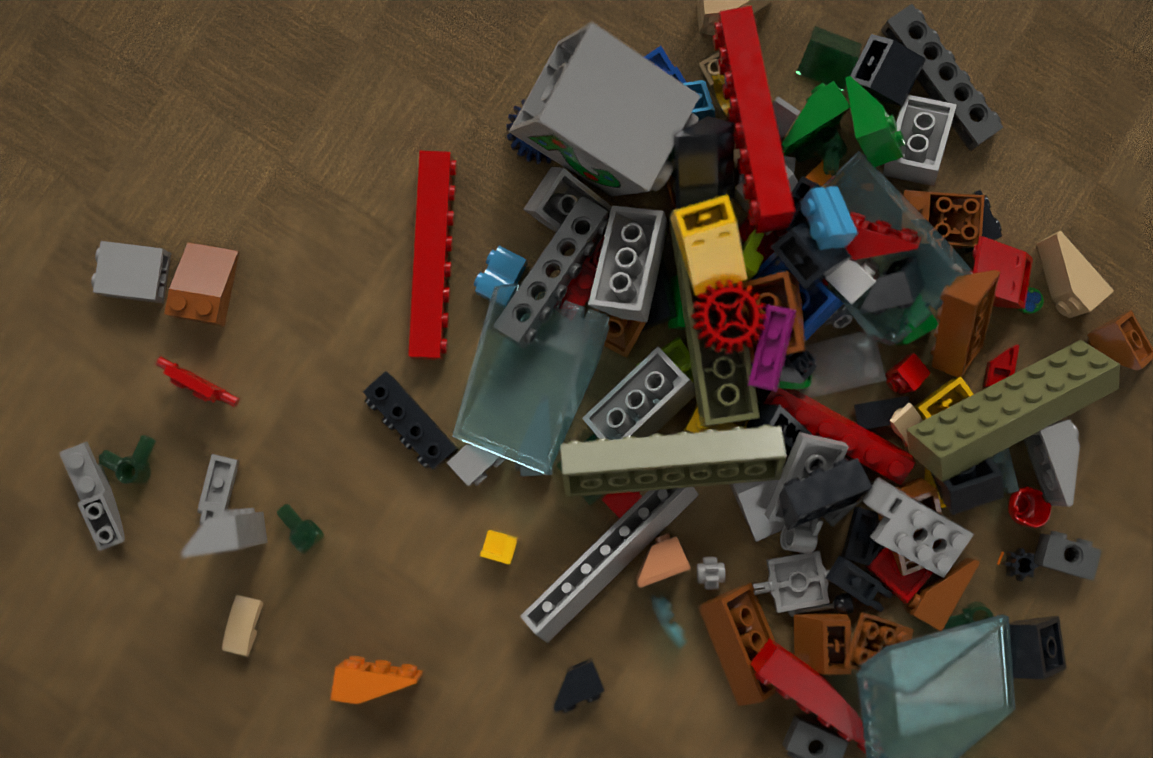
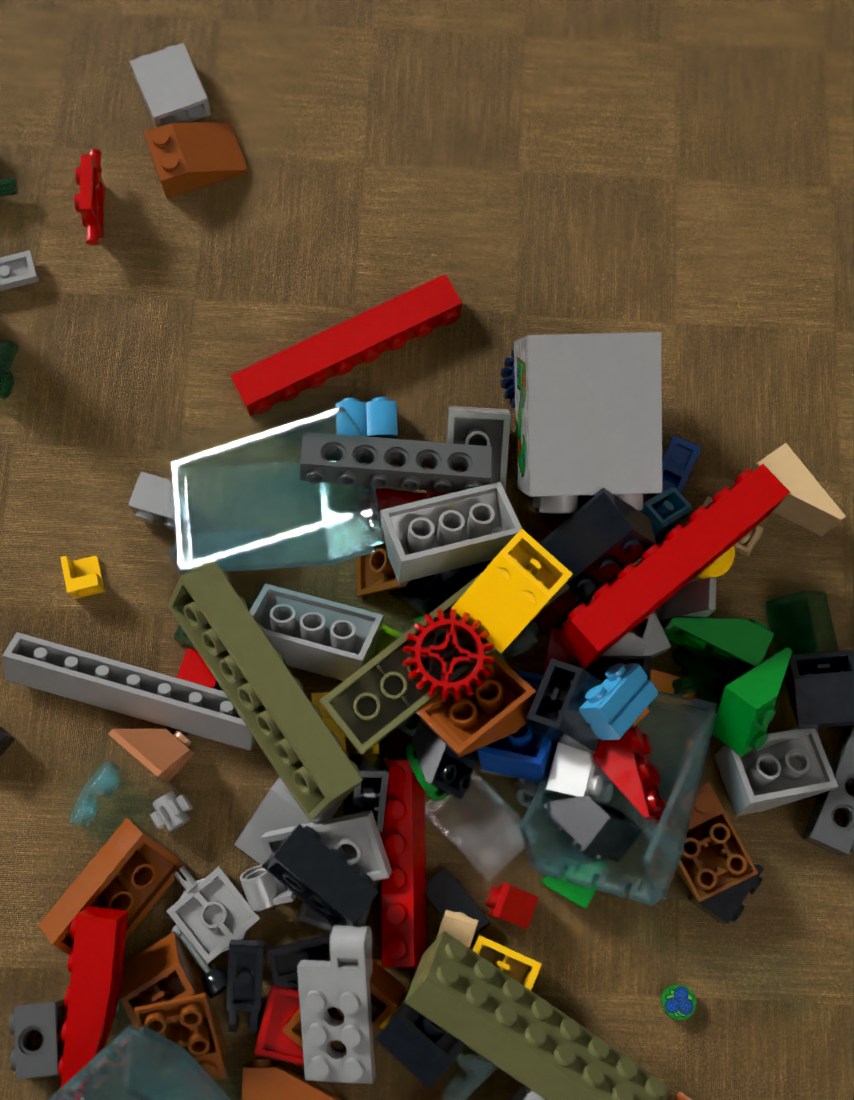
camera: 55 degrees right, 10 degrees down
(409, 420) = (167, 415): black brick -> none
(751, 257) = (530, 650): lime slope -> none
(772, 348) = (441, 721): magenta tile -> none
(963, 321) = (604, 929): dark orange slope -> none
(1001, 366) = (587, 1012): red tile -> none
(1014, 271) = (683, 943): red slope -> none
(1070, 277) = (729, 1034): tan slope -> none

